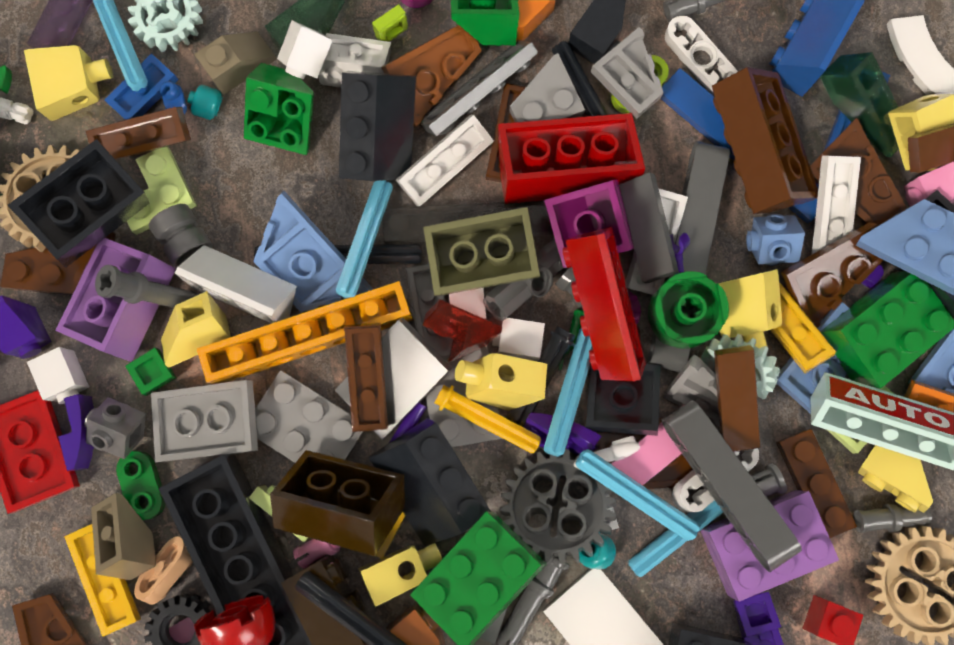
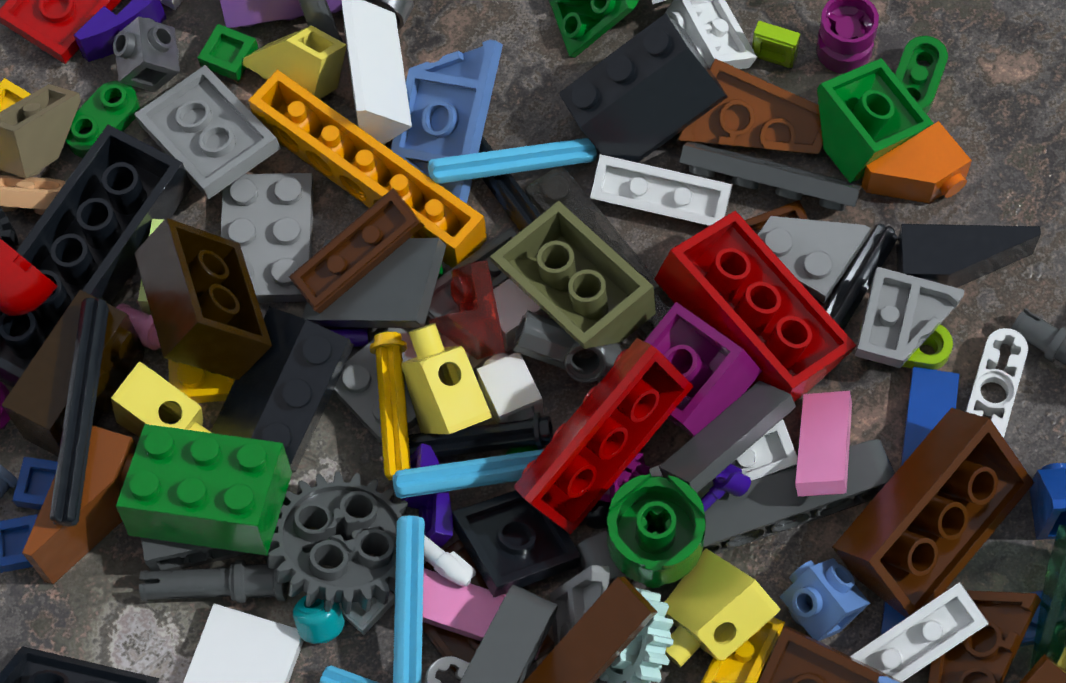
camera: 60 degrees right, 15 degrees down
(686, 174) = (824, 444): none -> bright pink tile

